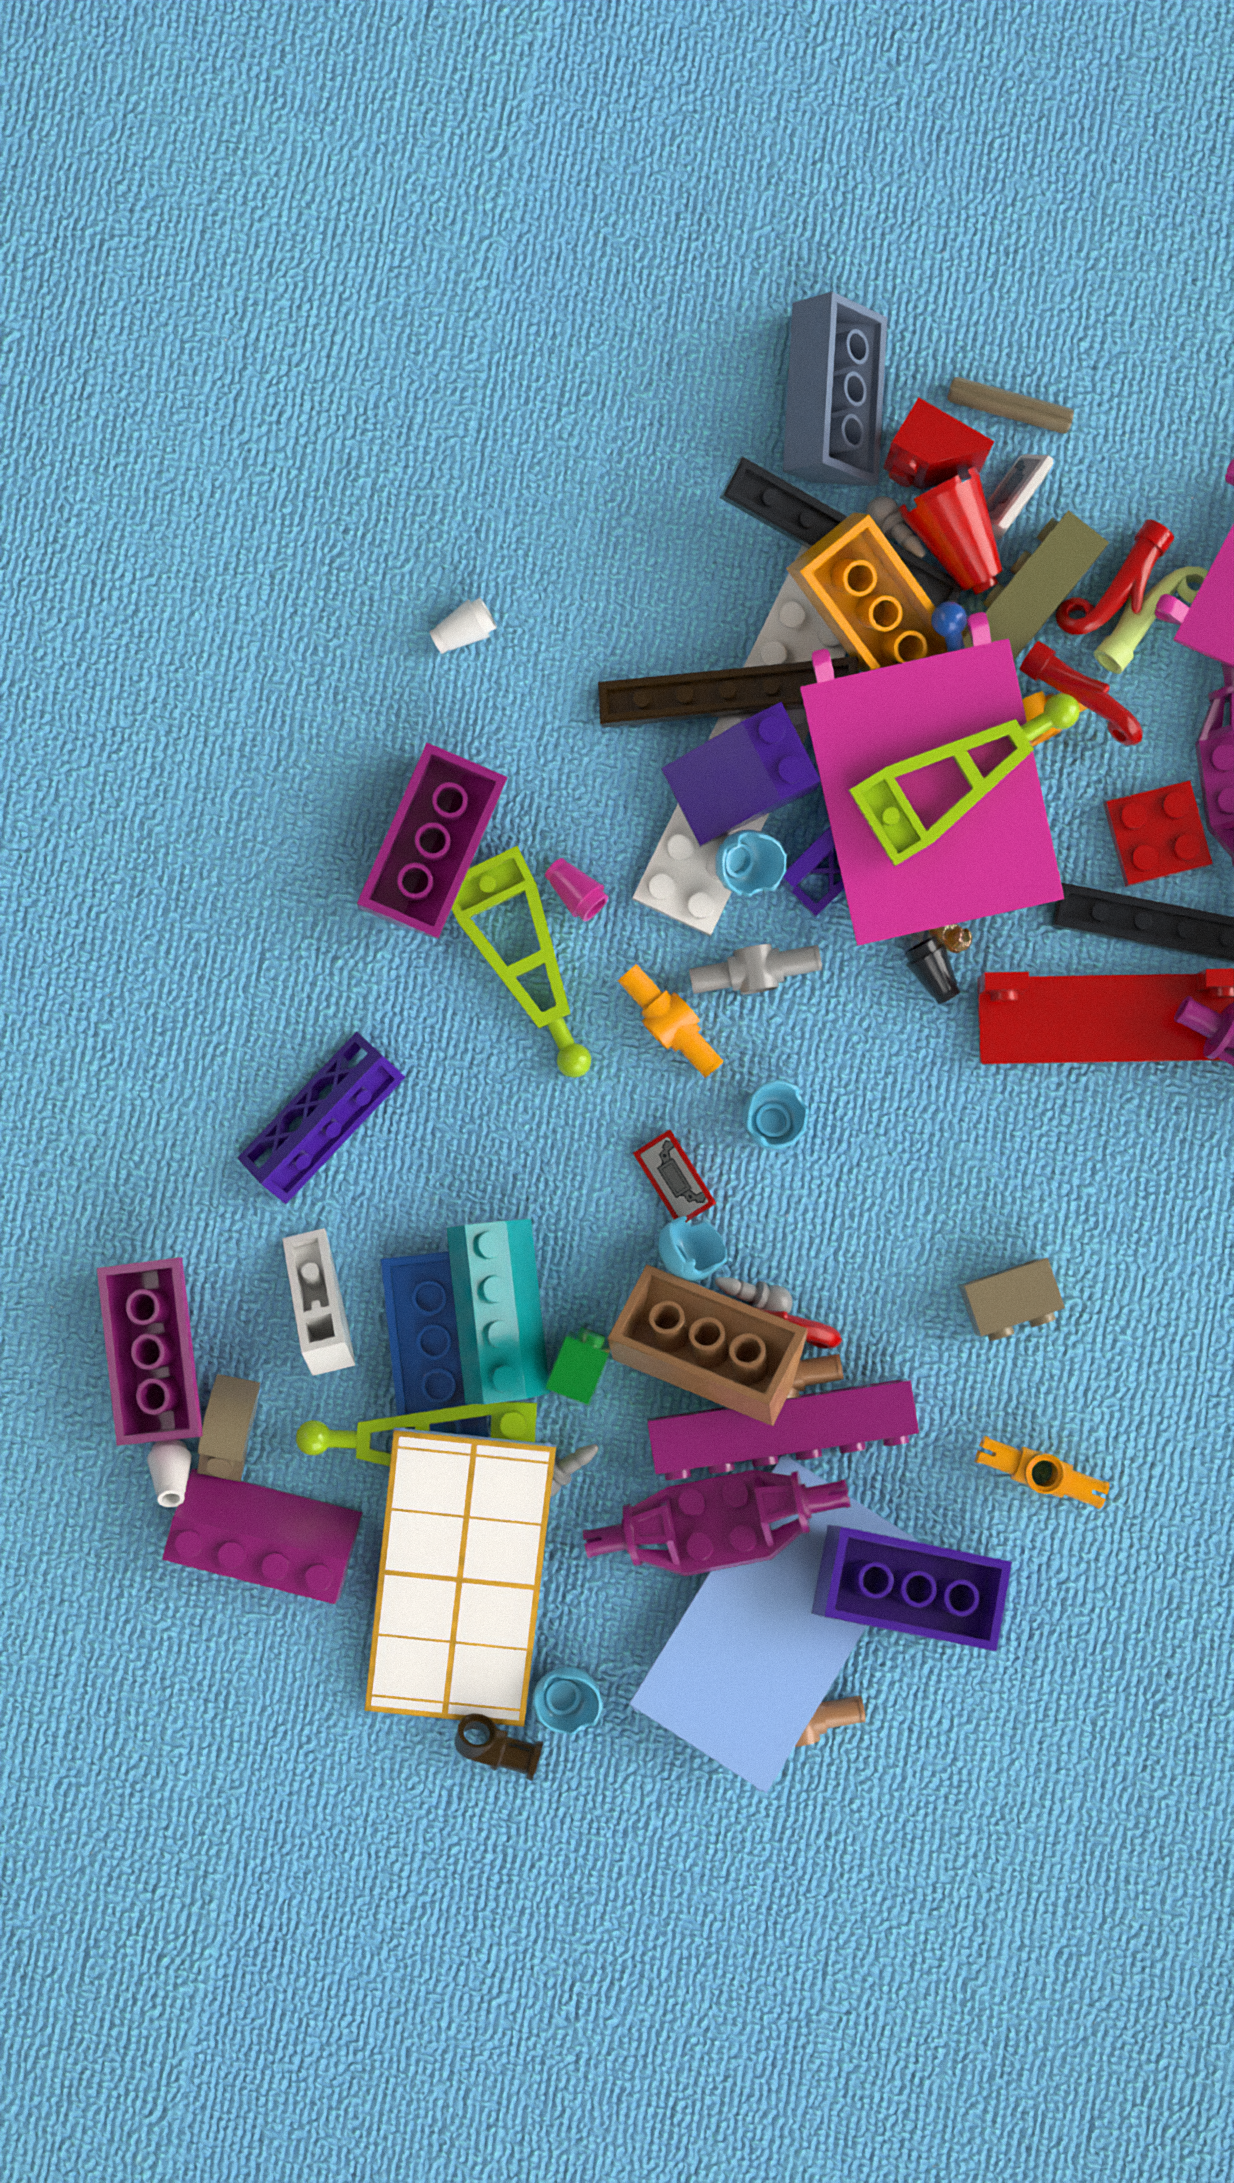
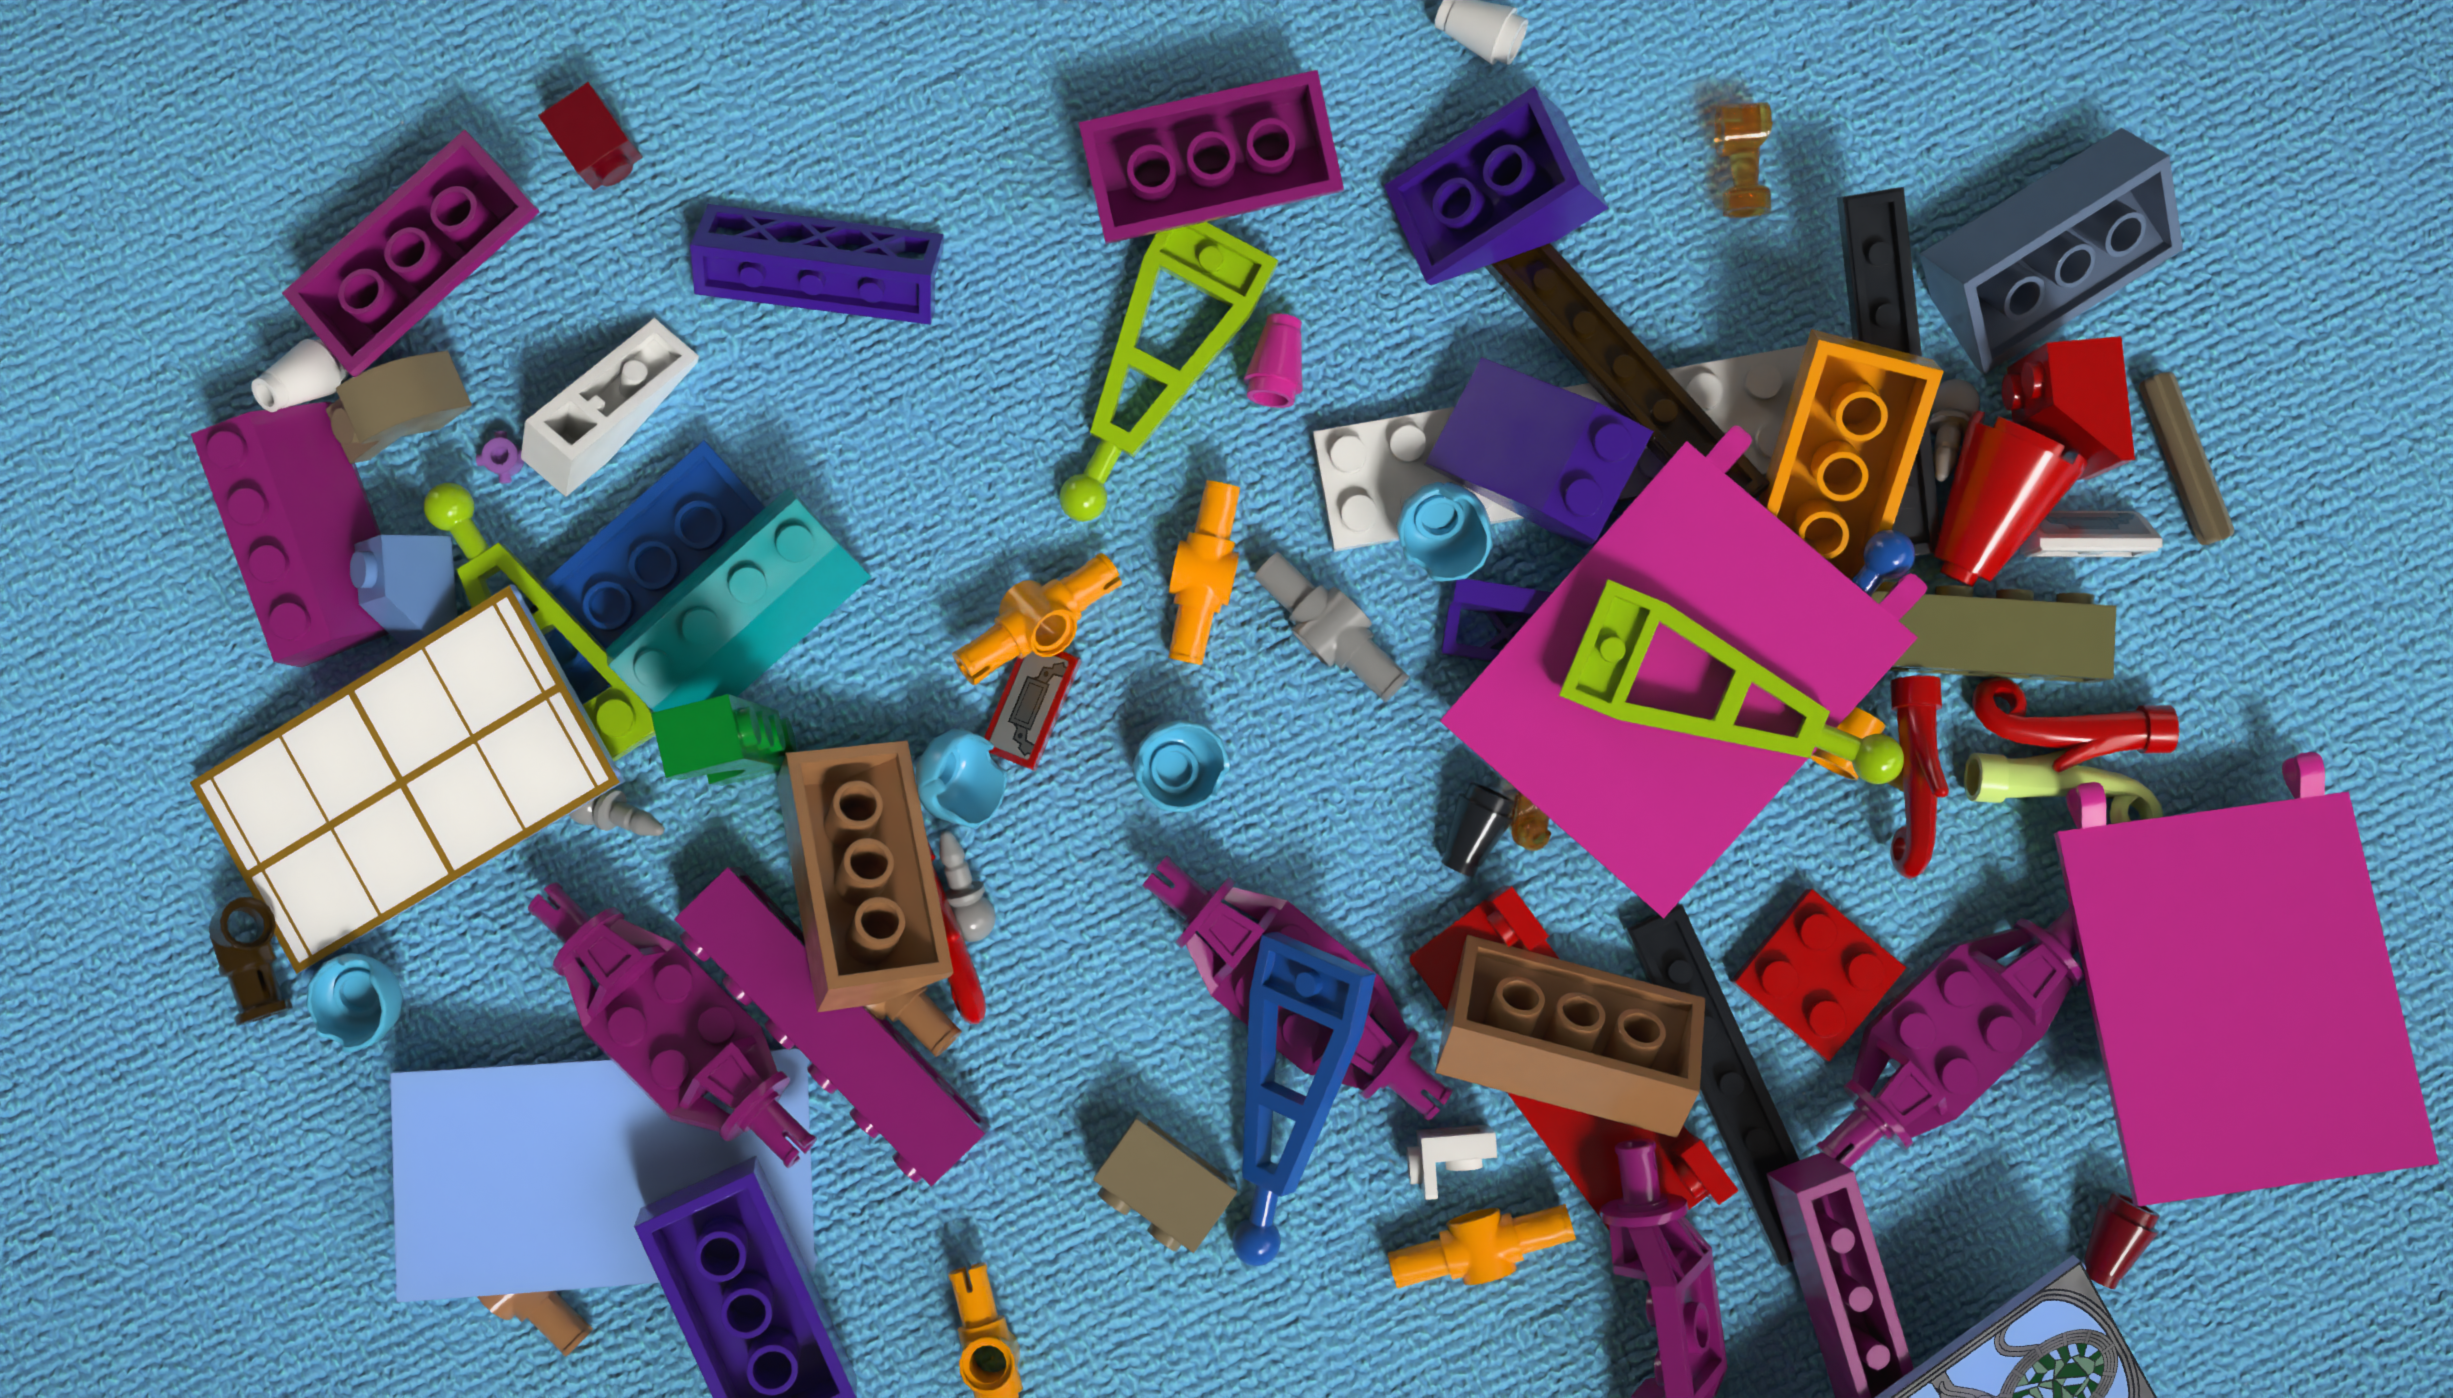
camera: 55 degrees right, 0 degrees up
(149, 1198) = (591, 137): none -> dark red brick
(301, 1387) = (501, 457): none -> medium lavender piece
(344, 1496) = (406, 583): none -> medium blue slope
(568, 689) = (1496, 190): none -> dark purple slope
(628, 1137) = (1037, 618): none -> light orange pin
(637, 523) = (1739, 135): none -> clear orange leg
(953, 1139) = (1298, 1037): none -> magenta plate
(966, 1125) = (1325, 992): none -> blue plate
(1094, 1000) = (1573, 1036): none -> medium nougat slope
(1110, 1113) = (1458, 1147): none -> white bracket
(1177, 1140) = (1481, 1246): none -> light orange pin

